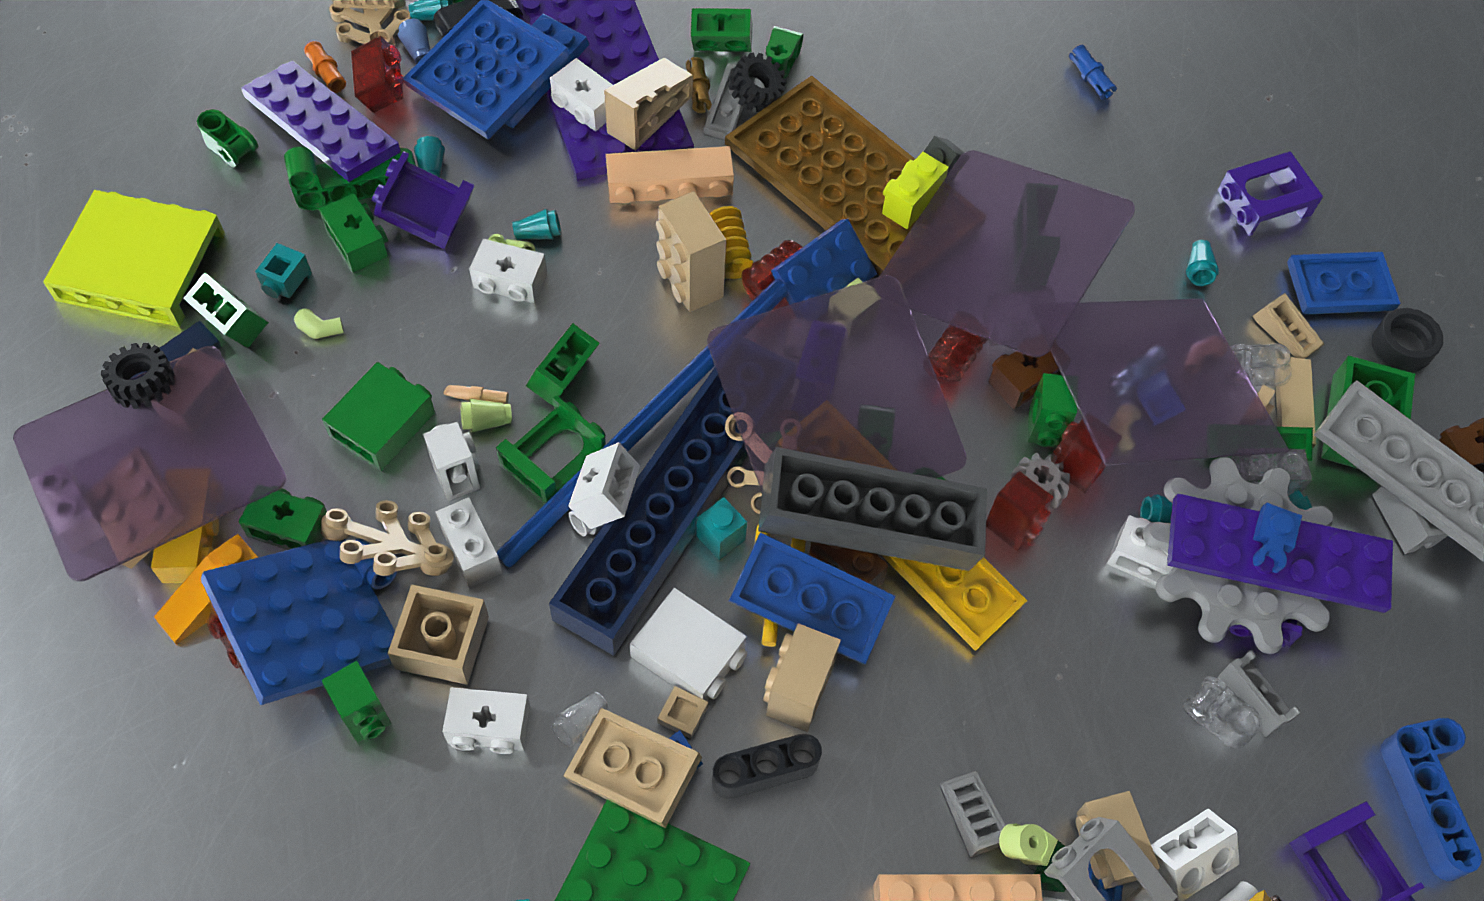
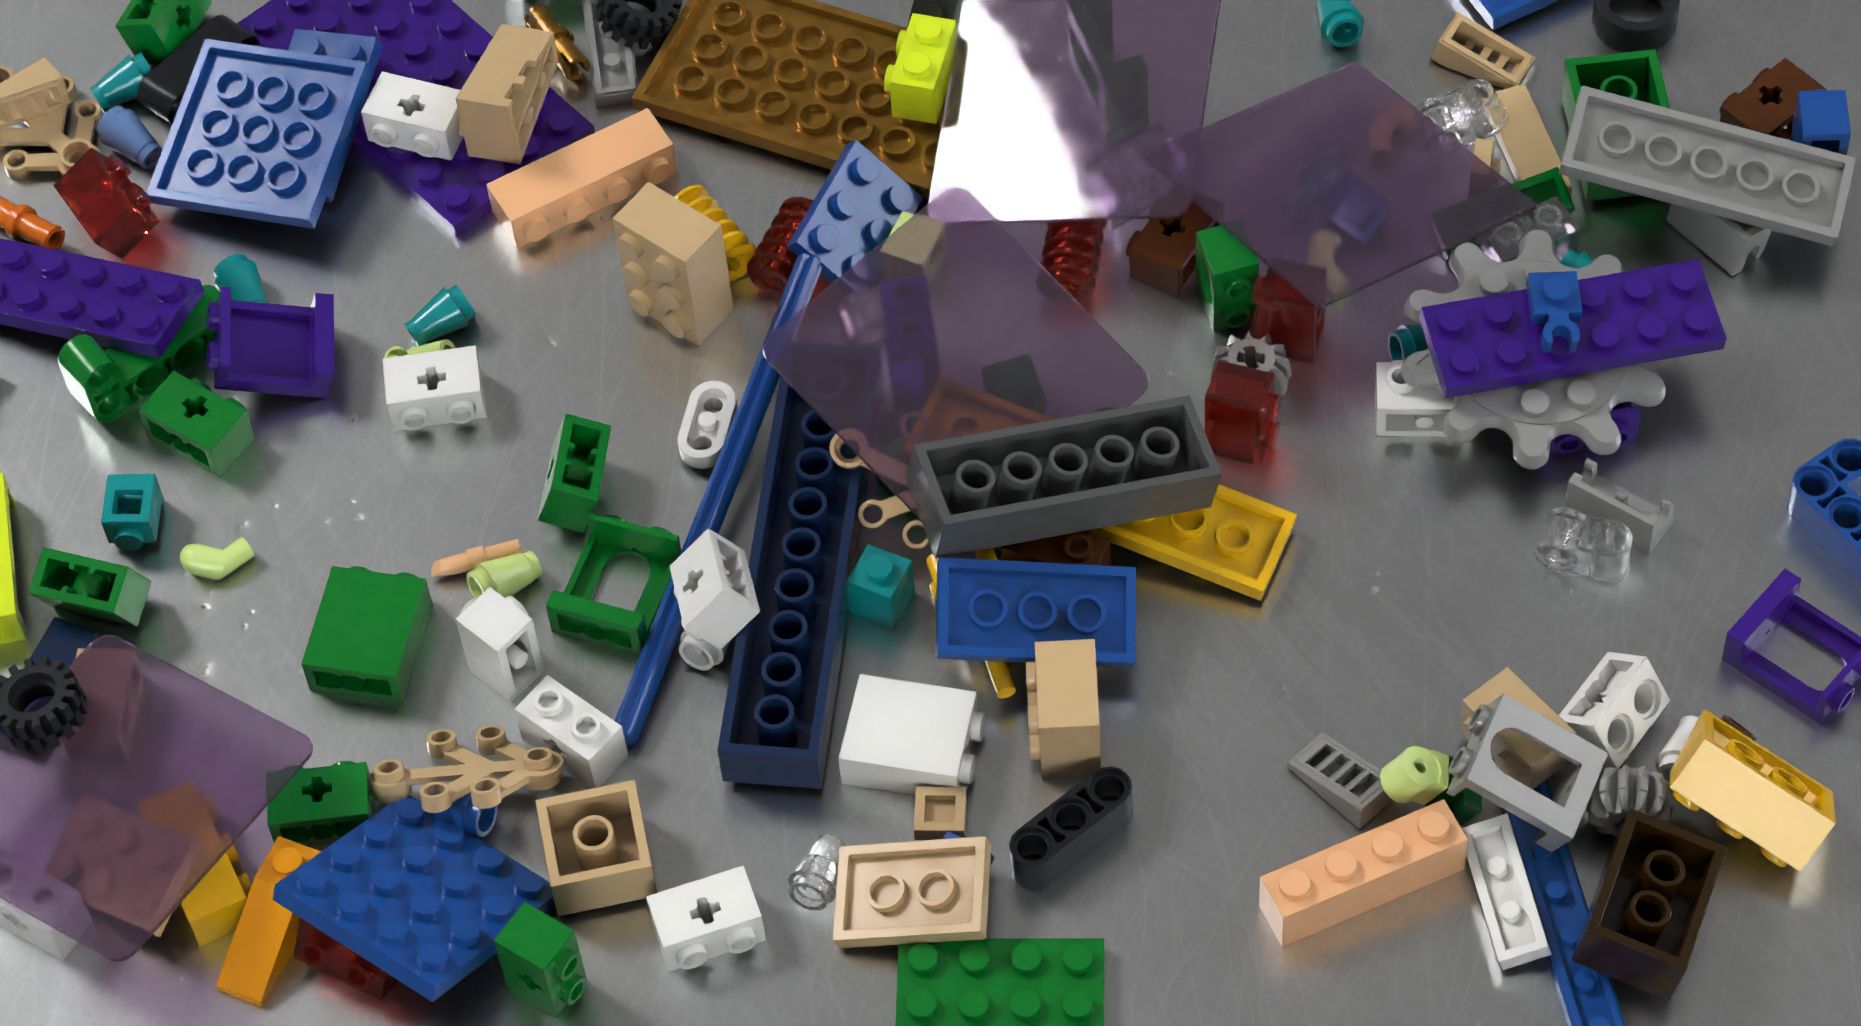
camera: 15 degrees left, 5 degrees down
(662, 367) = (706, 428): none -> white plate

